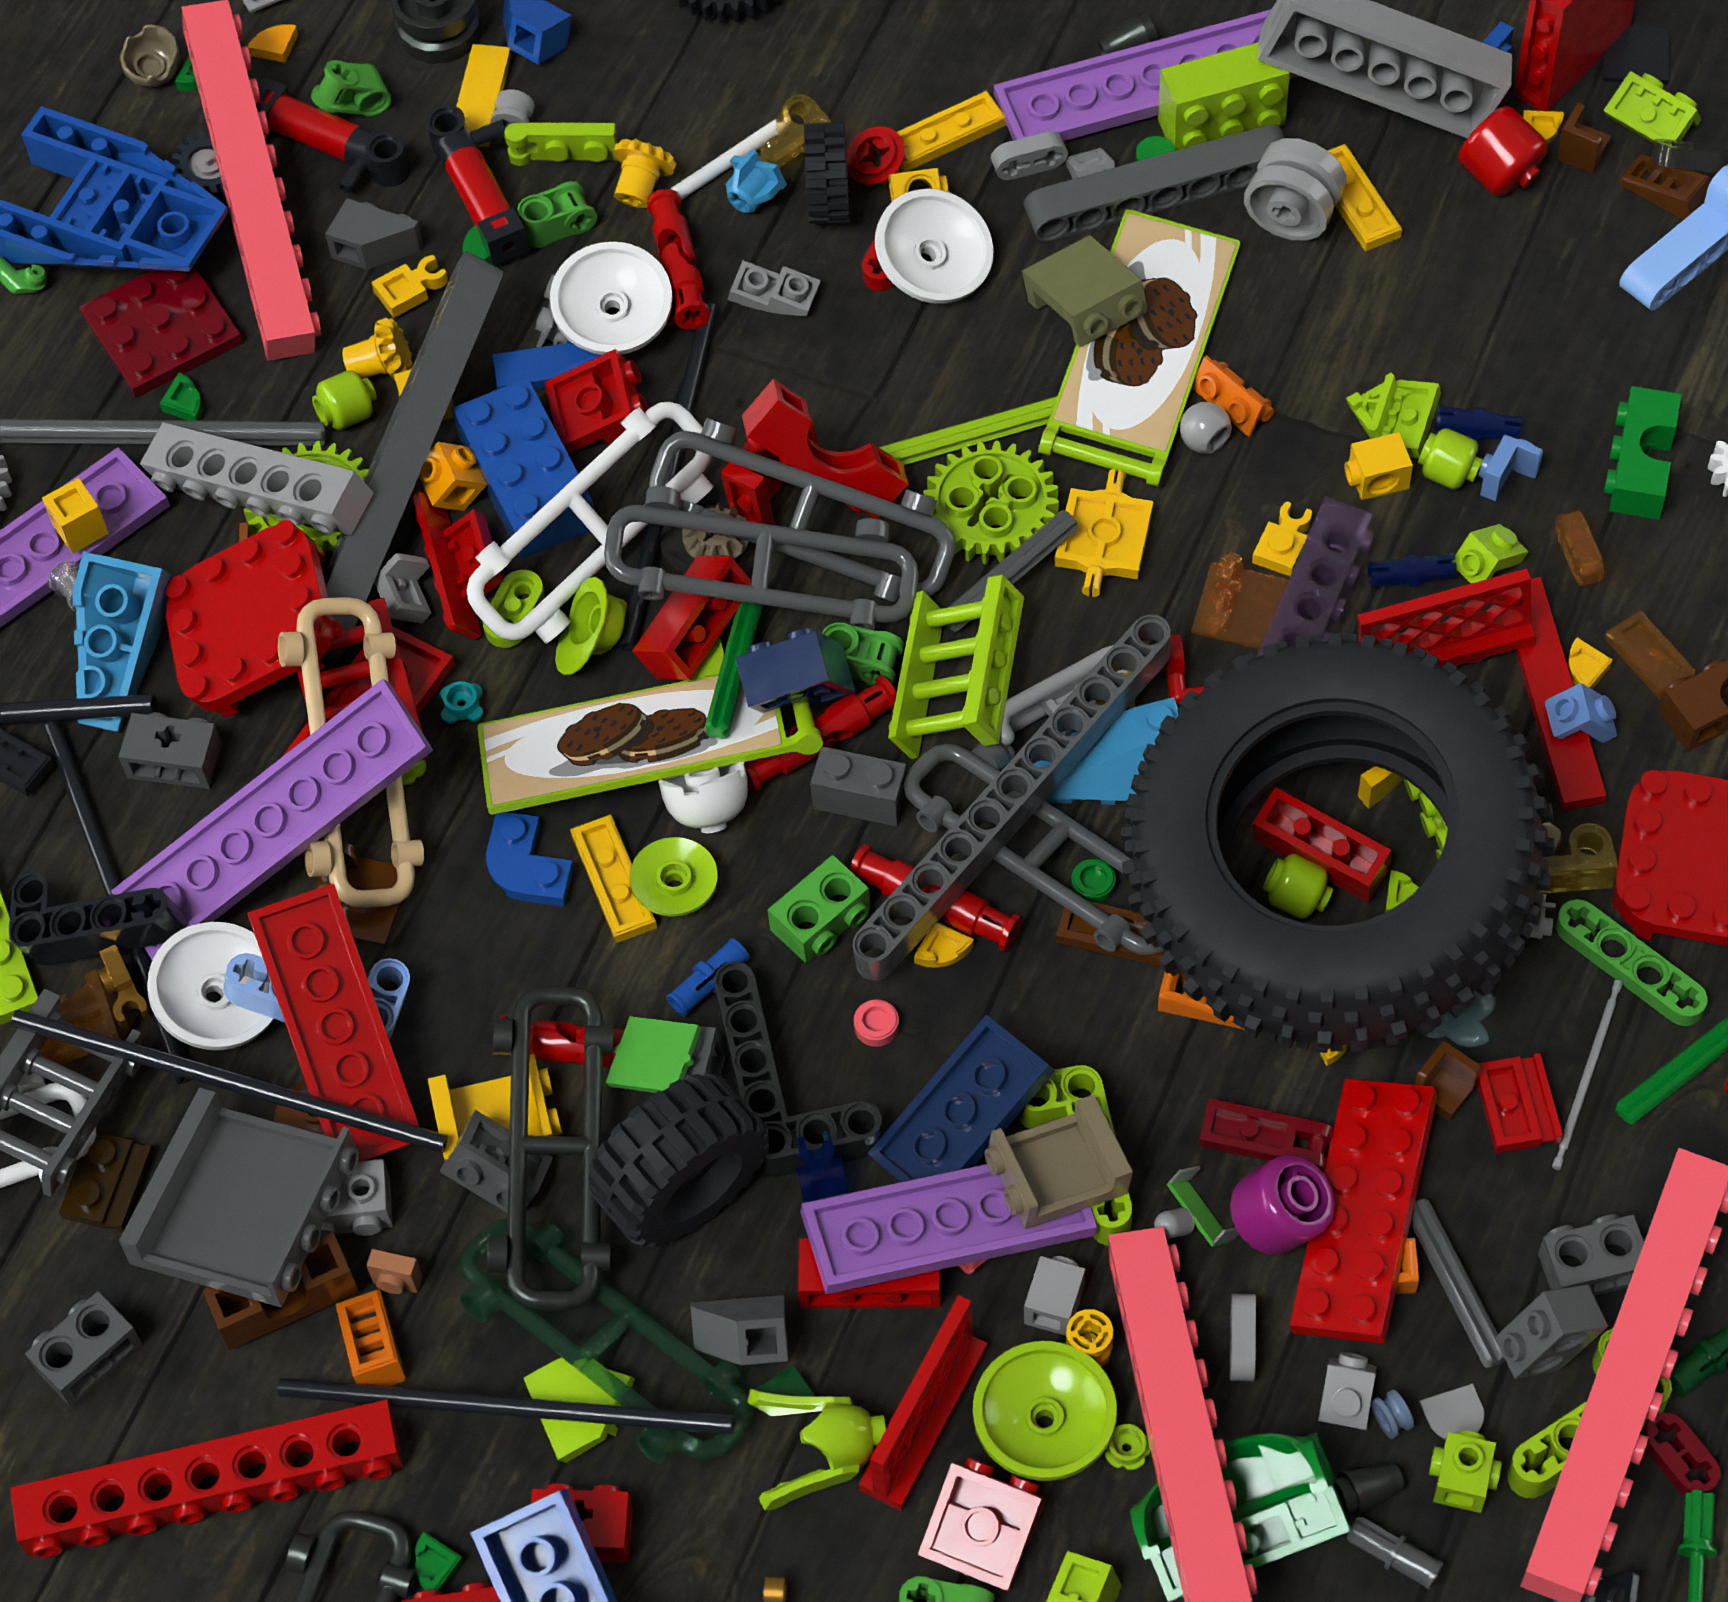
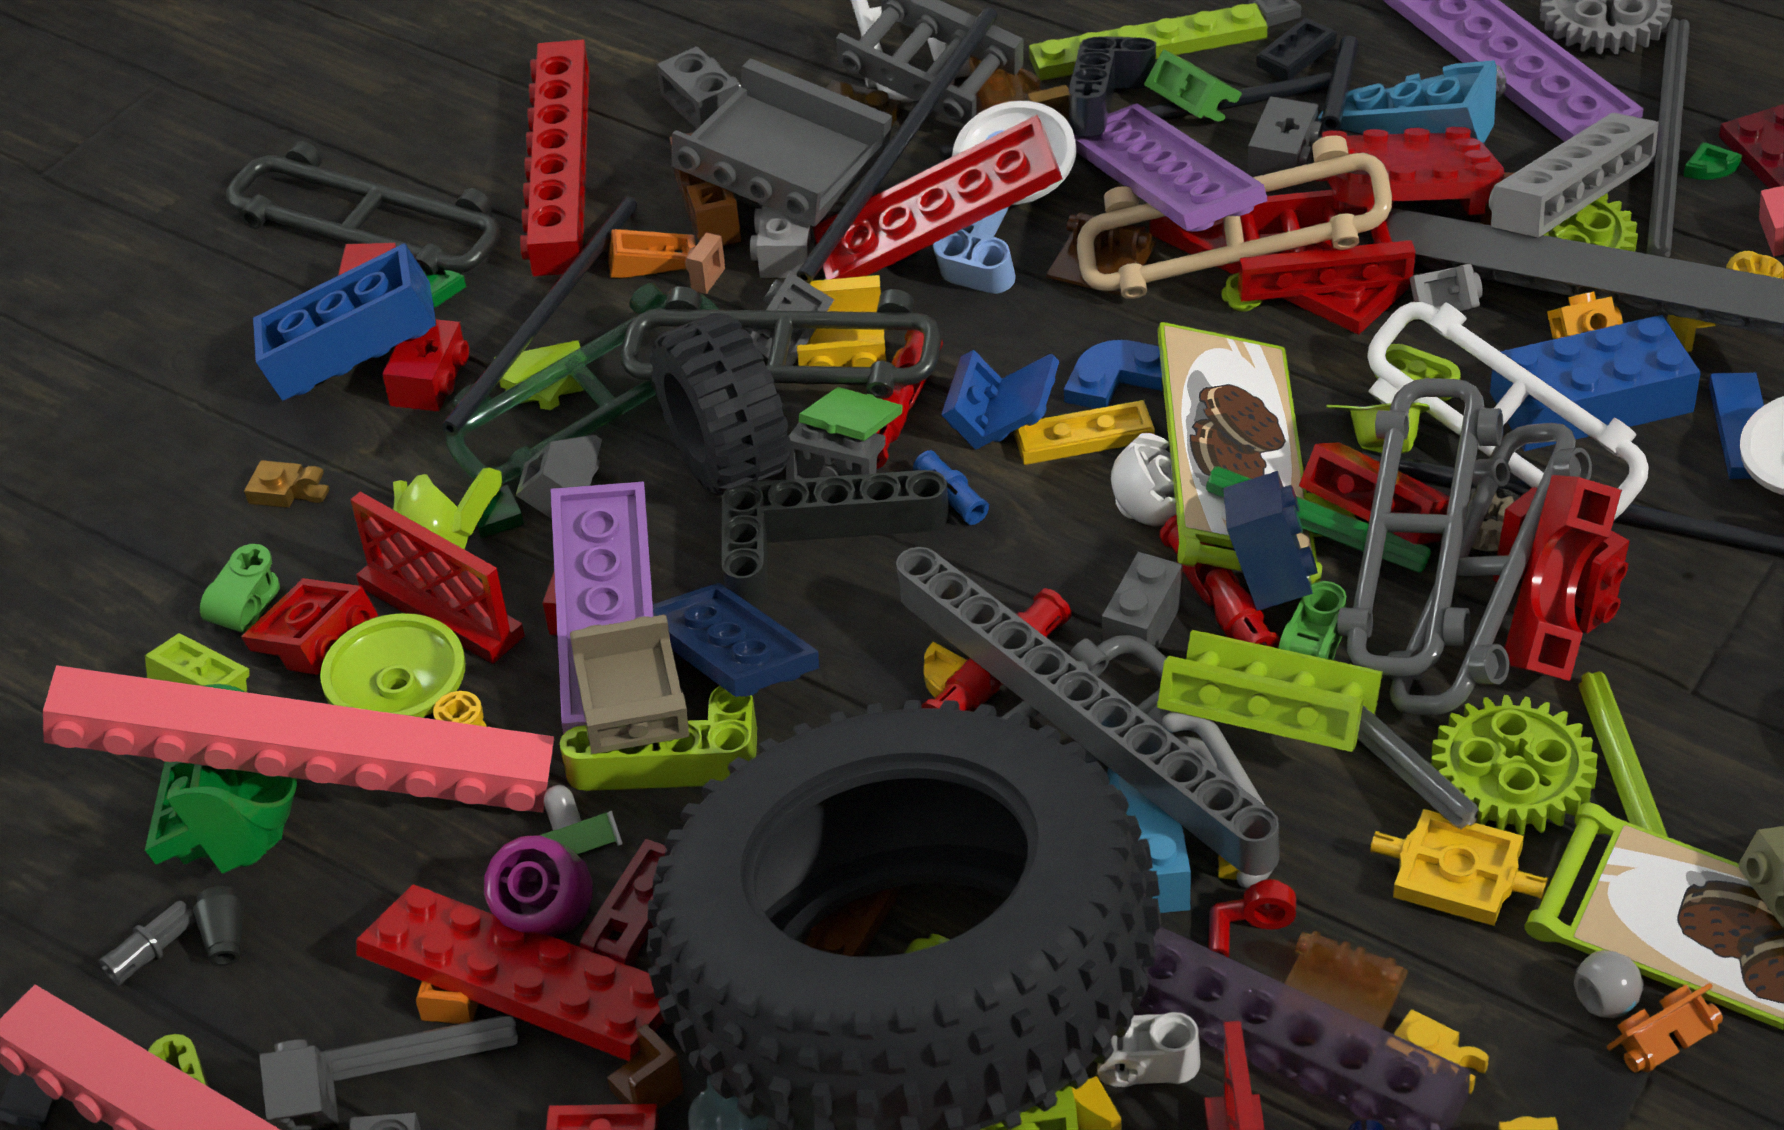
camera: 100 degrees right, 15 degrees down
(75, 515) = (1541, 60): yellow brick -> none
(85, 841) = (1190, 86): none -> bright green hinge
(344, 400) = (1693, 245): lime head -> none
(453, 560) = (1499, 323): red bracket -> none
(457, 693) = (1309, 333): teal plate -> none
(594, 400) = (1684, 444): red plate -> none
(595, 936) = (991, 407): none -> blue bracket
(673, 861) = (1066, 463): lime dish -> none
(811, 903) = (1002, 563): bright green brick -> none
(821, 1175) = (696, 540): clear blue plate -> none
(876, 1023) = (868, 611): coral tile -> none
(1054, 1294) = (517, 701): light grey brick -> none
(1242, 1337) = (418, 848): light grey beam -> none
(1348, 1391) = (329, 925): light grey bracket -> none
(1392, 1414) = (287, 960): sand blue bush -> none
(1454, 1411) = (273, 1025): light grey piece -> none
(1464, 1470) = (194, 1001): lime brick -> none

